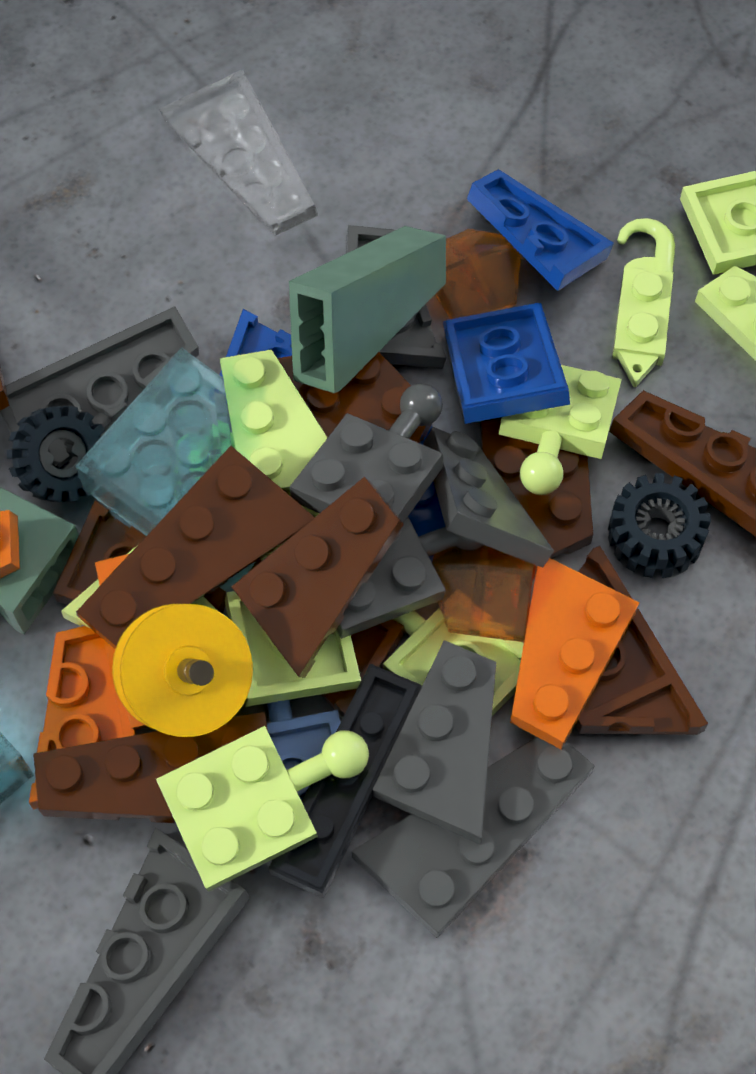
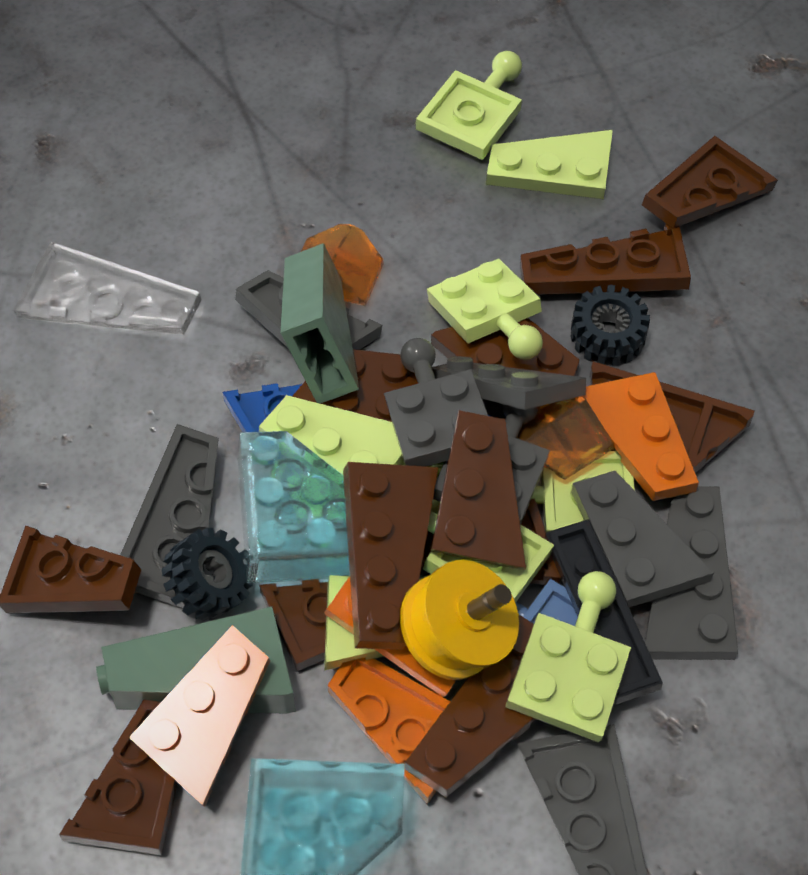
camera: 45 degrees left, 5 degrees down
(505, 363) = (428, 298): blue tile -> none
(539, 230) = (355, 205): blue wing -> none
(644, 302) = (461, 205): yellowish green plate -> none

